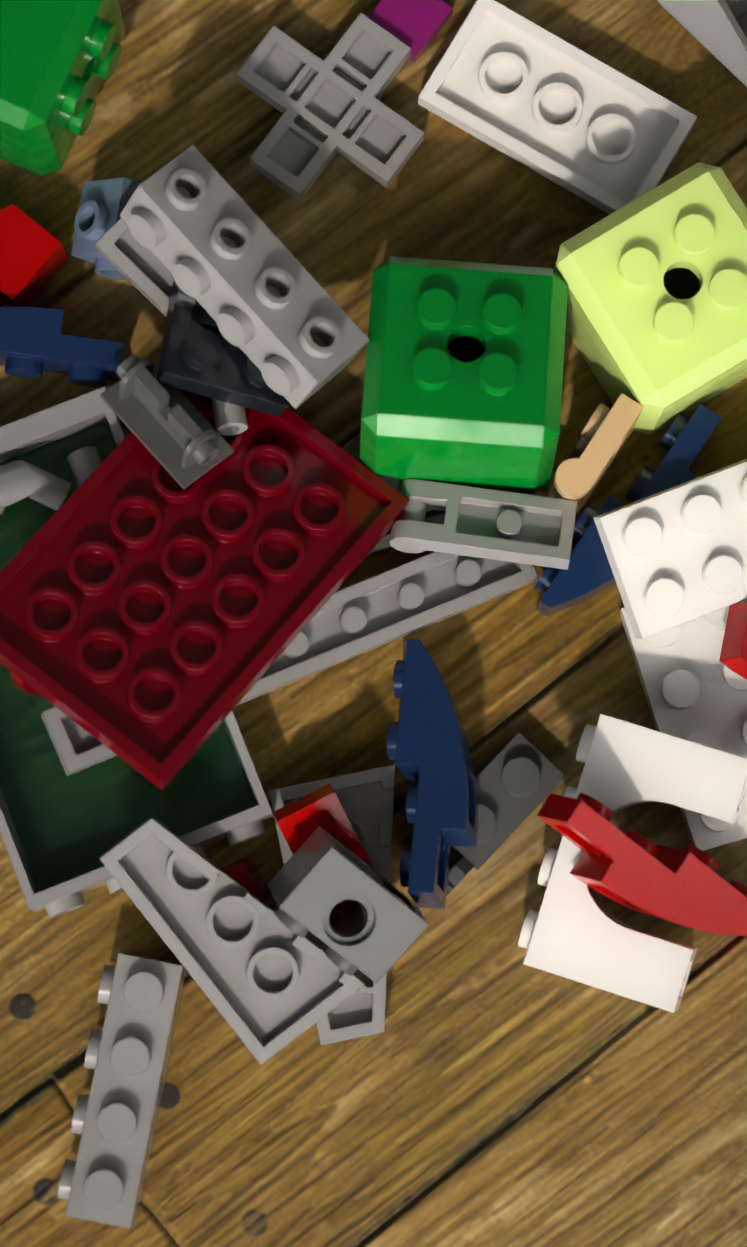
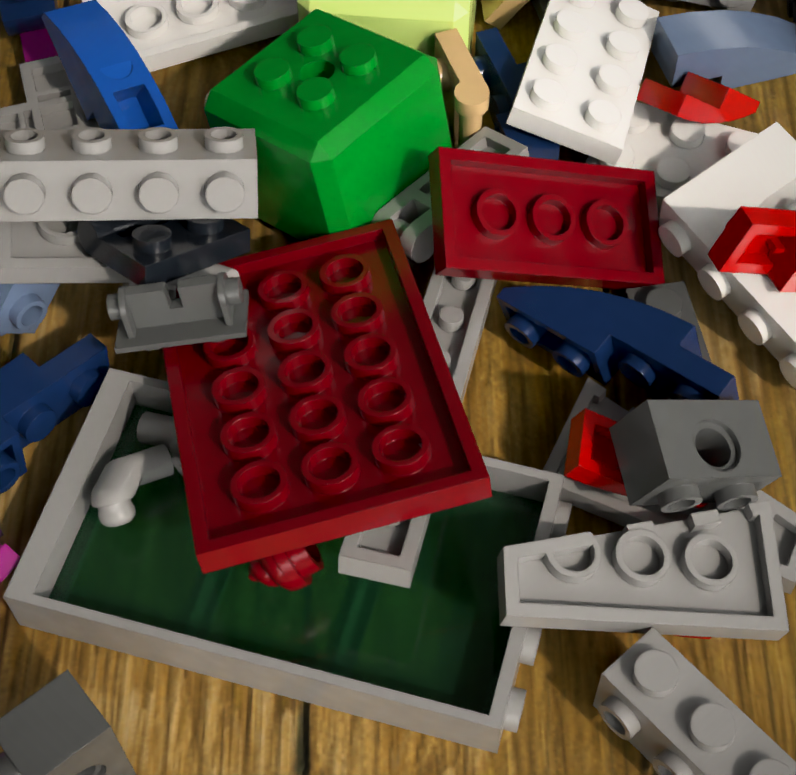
camera: 50 degrees left, 25 degrees down
(369, 155) = (106, 69): none -> blue slope
(508, 629) = (543, 220): none -> dark red plate

